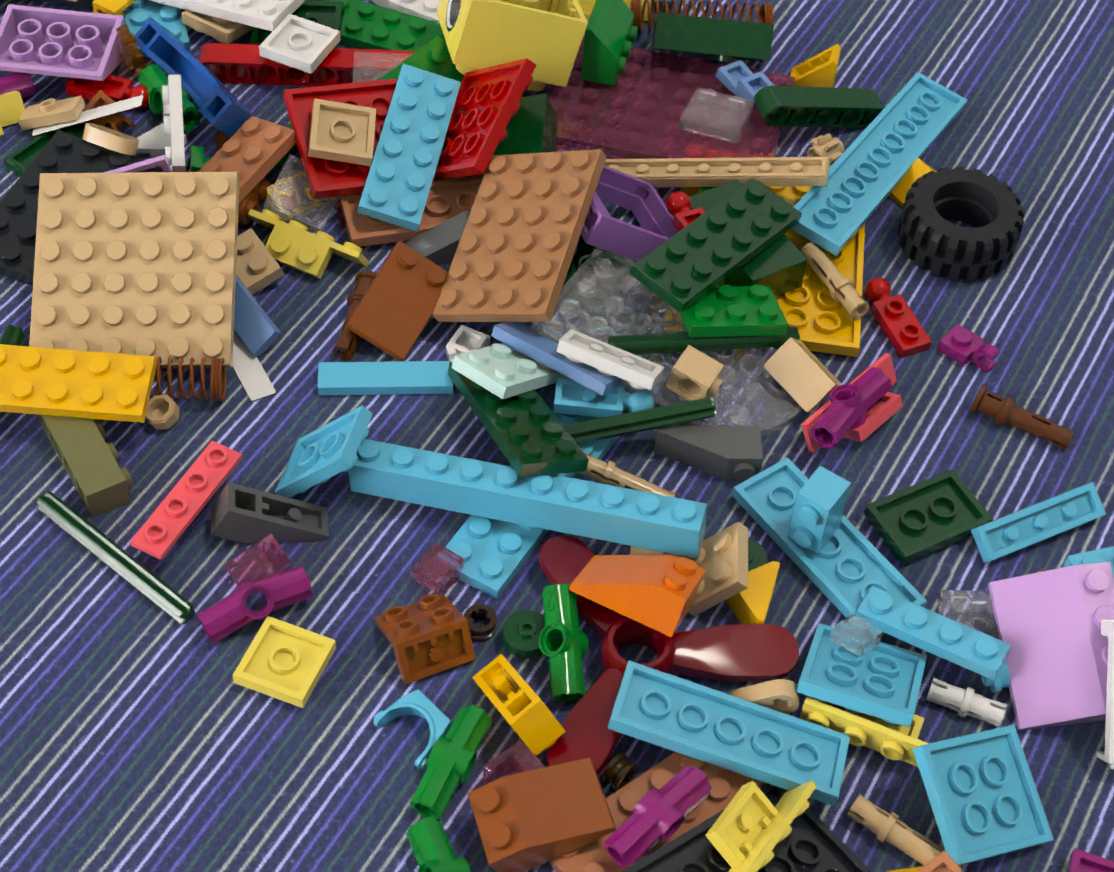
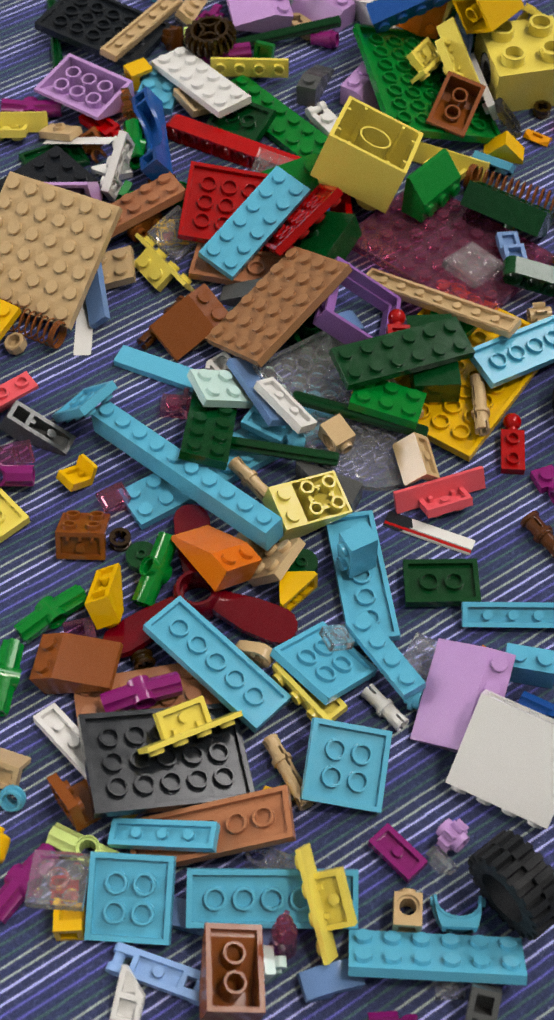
camera: 30 degrees right, 5 degrees up
(110, 139) = (82, 160): tan beam -> none
(299, 43) = (230, 131): white plate -> none
(342, 132) = (212, 200): tan plate -> none
(369, 555) = (79, 475): none -> yellow bracket
(417, 704) = (50, 571): medium azure helmet -> none
(442, 416) = (175, 405): none -> clear pink bracket
(712, 471) = (307, 503): none -> light yellow slope
(849, 407) = (429, 492): magenta piece -> none
(868, 461) = (429, 533): none -> sticker

